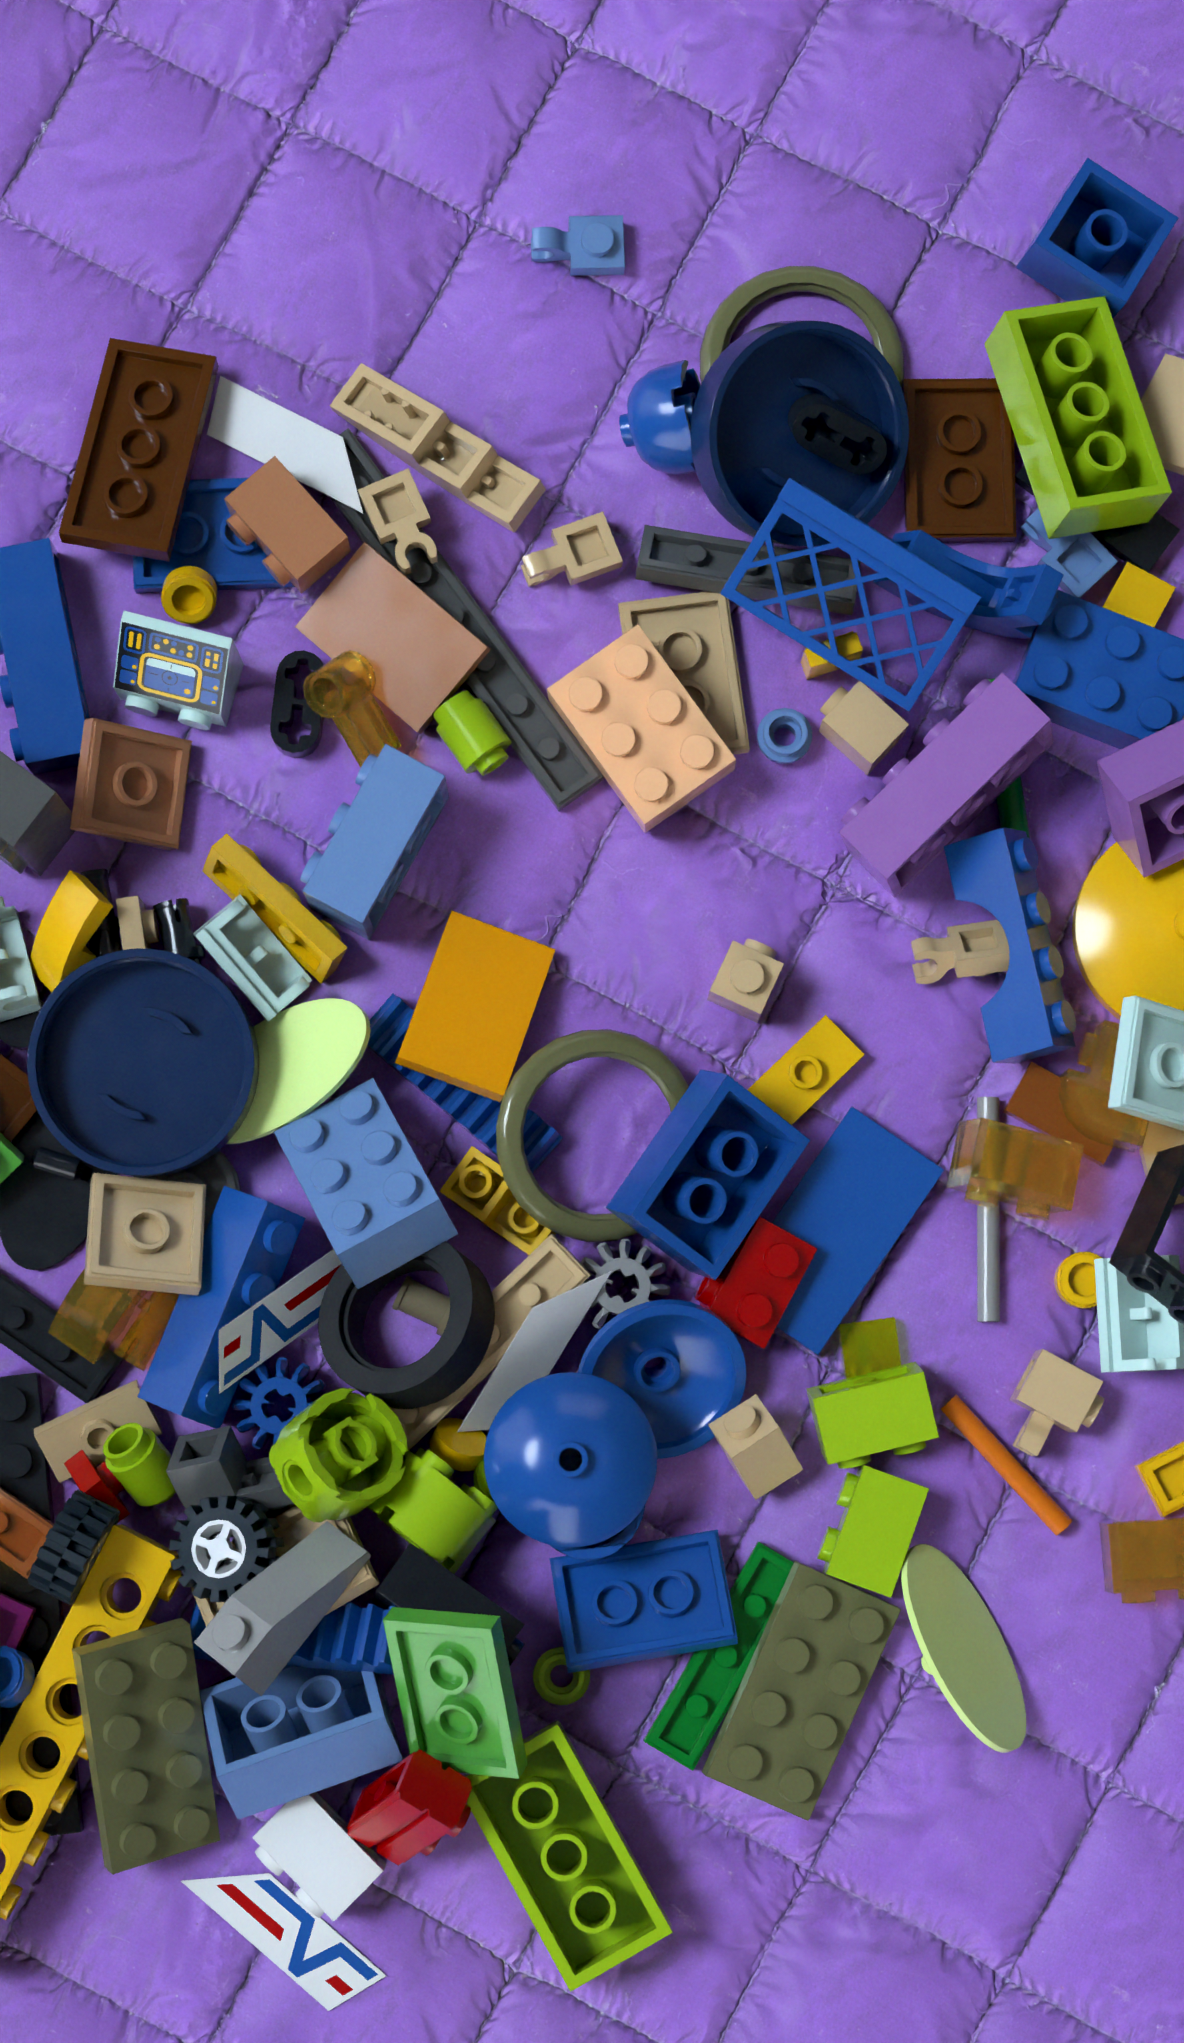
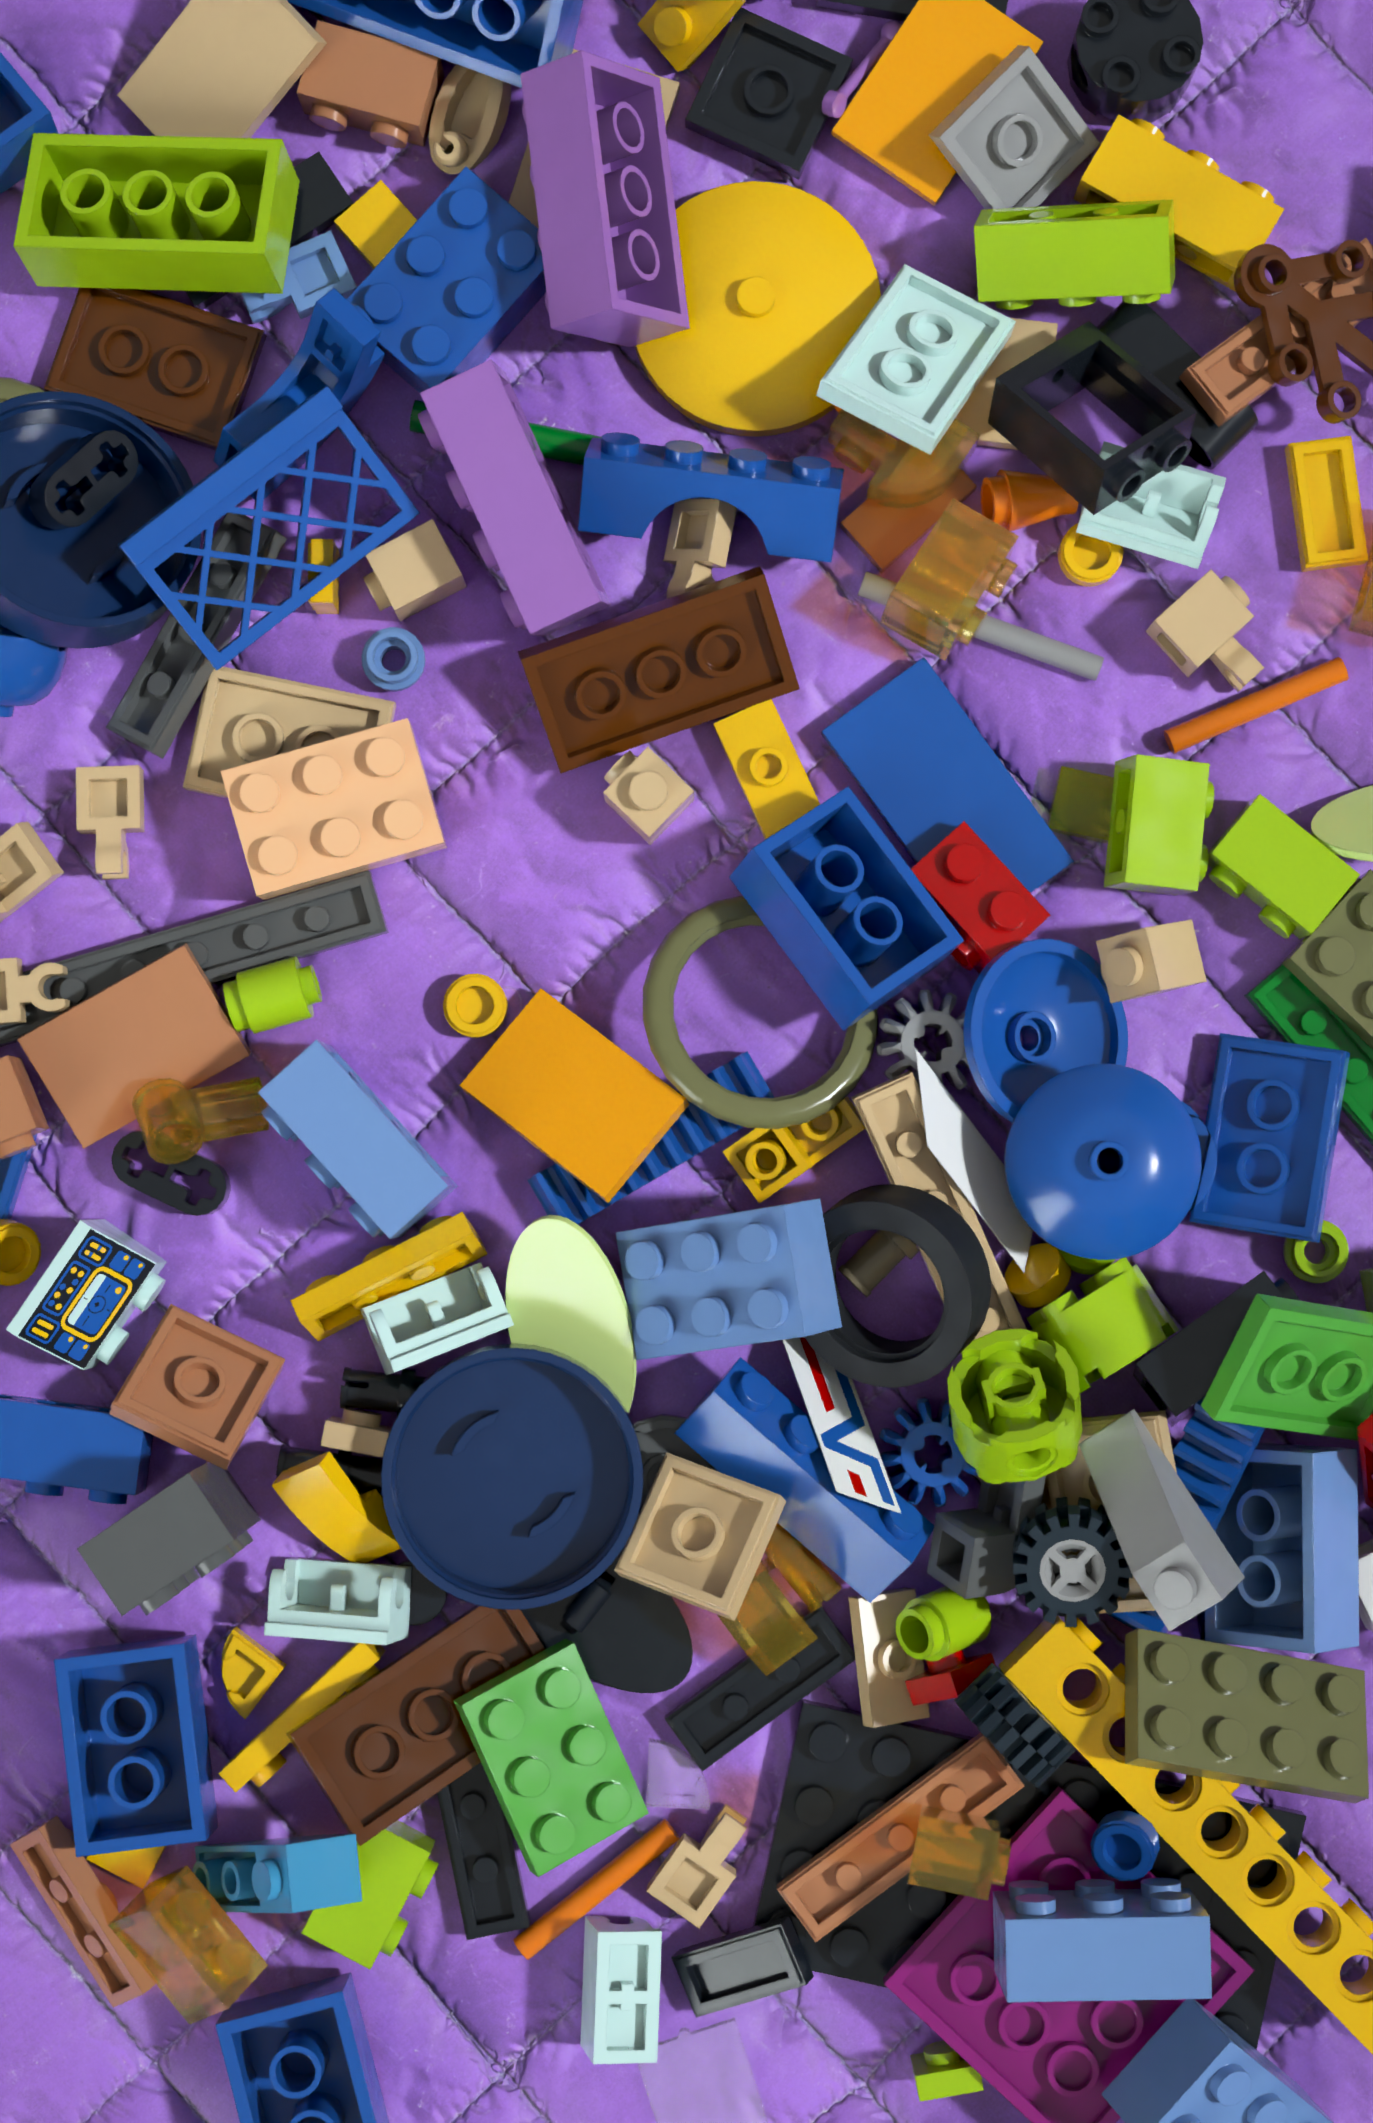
camera: 65 degrees left, 5 degrees up
(522, 902) = (475, 1005): none -> yellow tile
(852, 953) = (659, 669): none -> reddish brown plate
(1104, 1204) = (1023, 499): none -> orange cone

